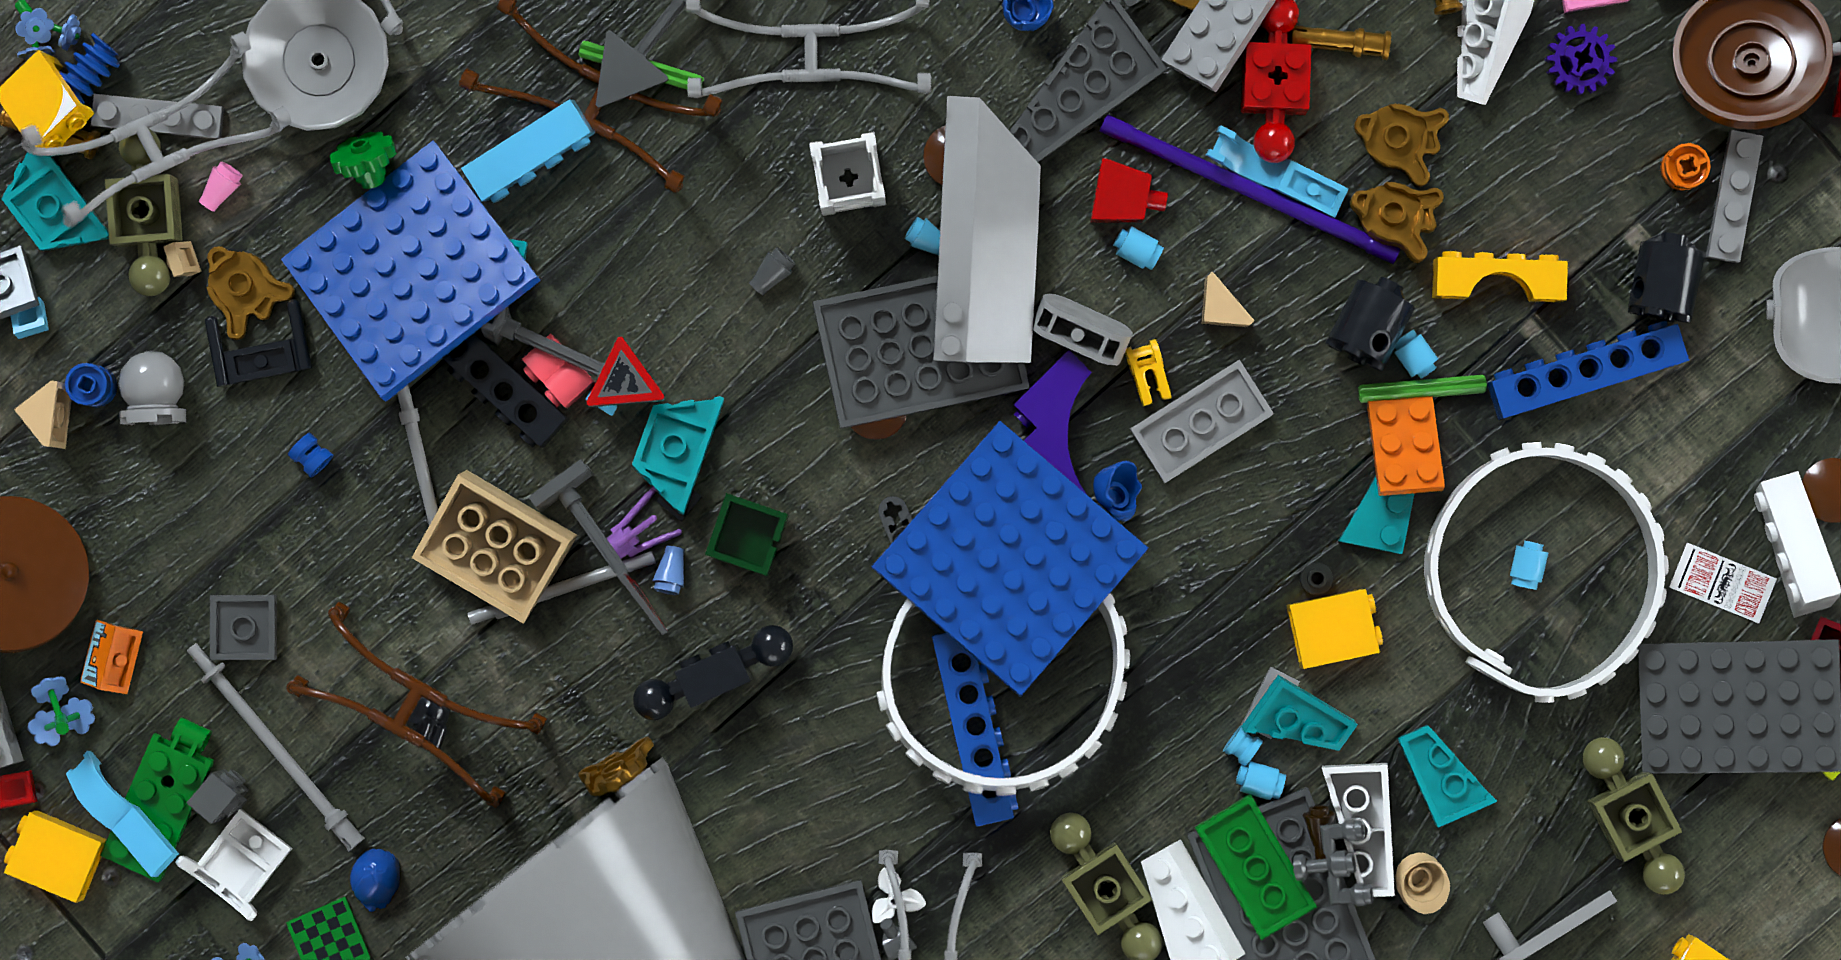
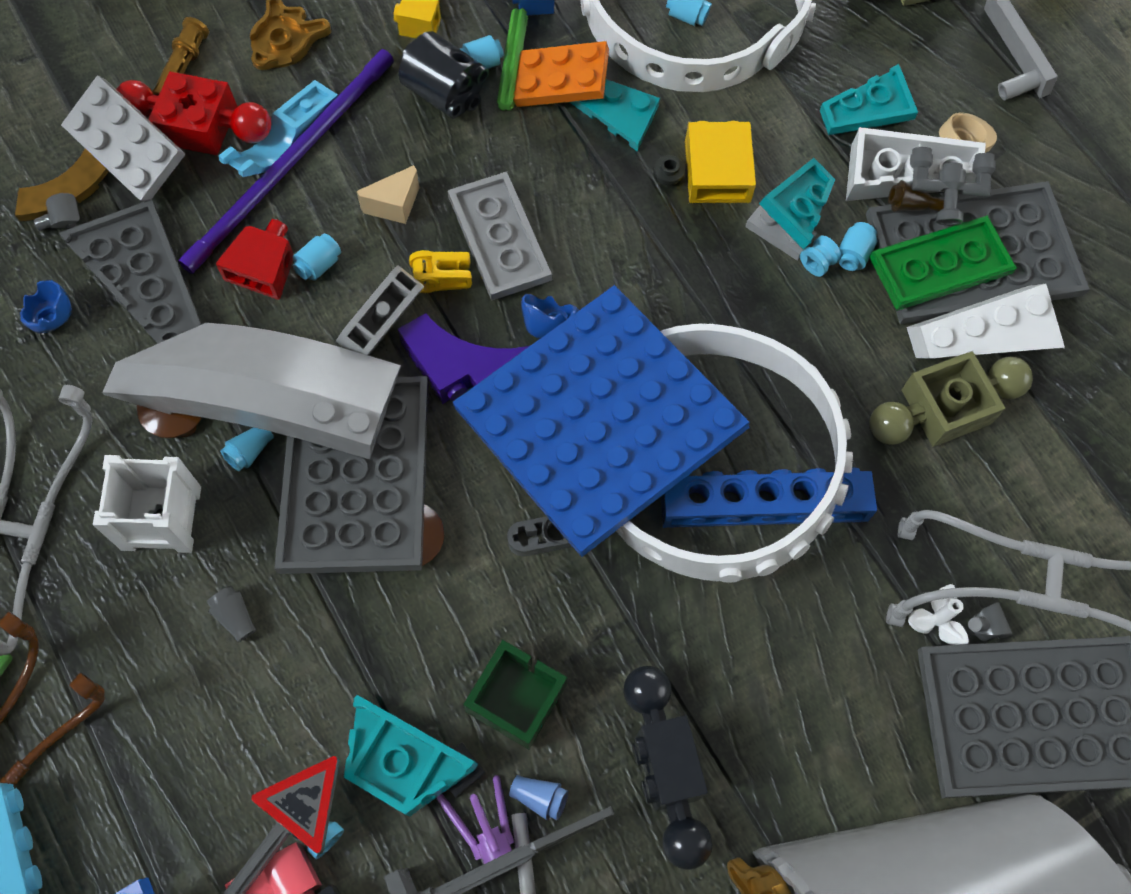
camera: 85 degrees left, 20 degrees down
(1398, 215) = (352, 45): pearl gold tile -> none

